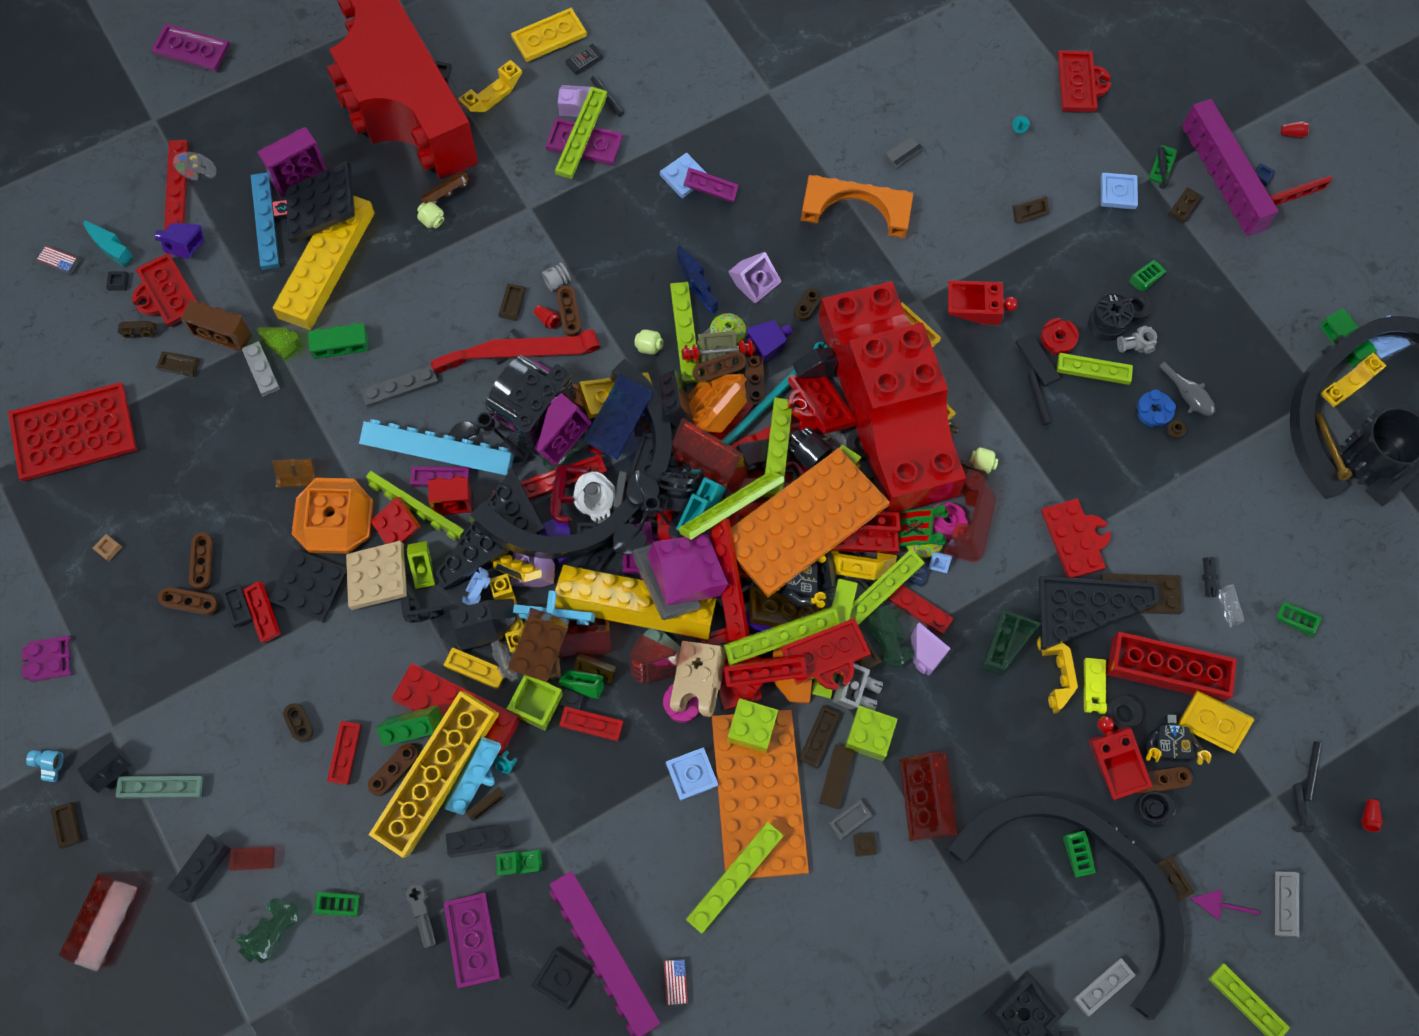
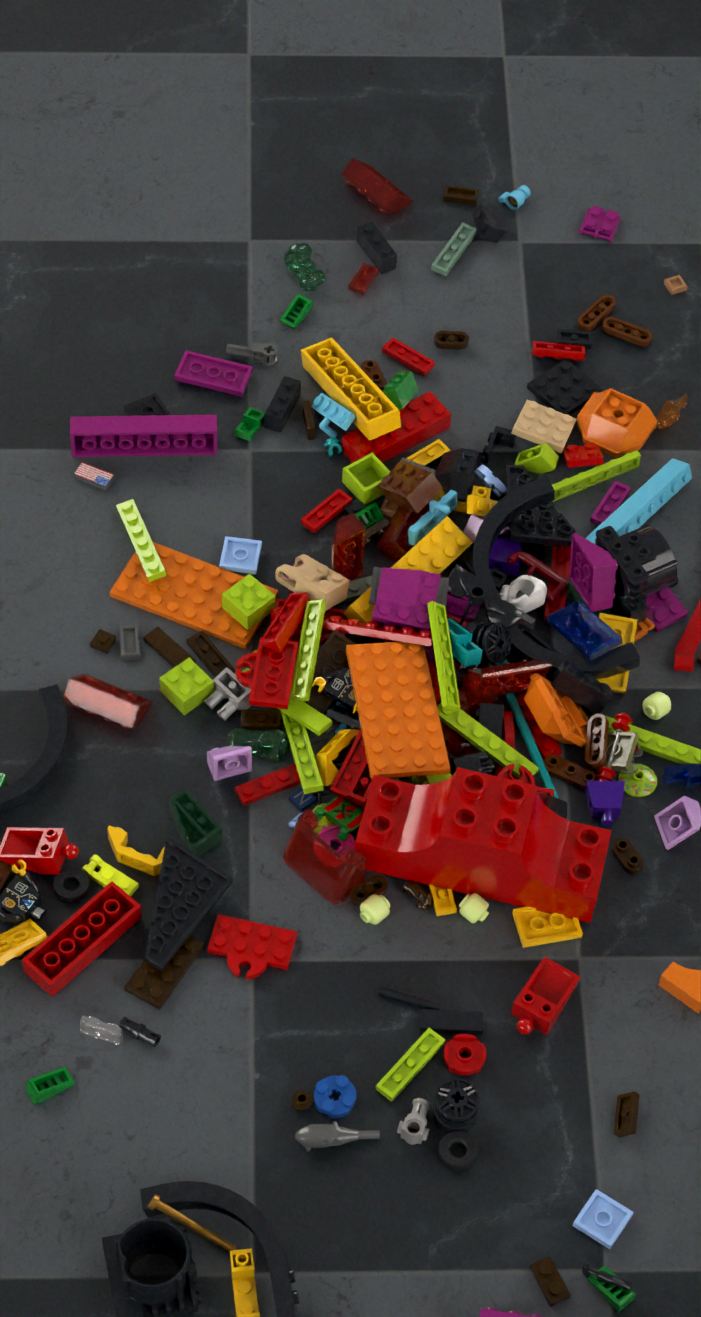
camera: 120 degrees right, 15 degrees down
(450, 495) = (584, 496): red brick -> none
(1139, 283) = (476, 1169): green slope -> none

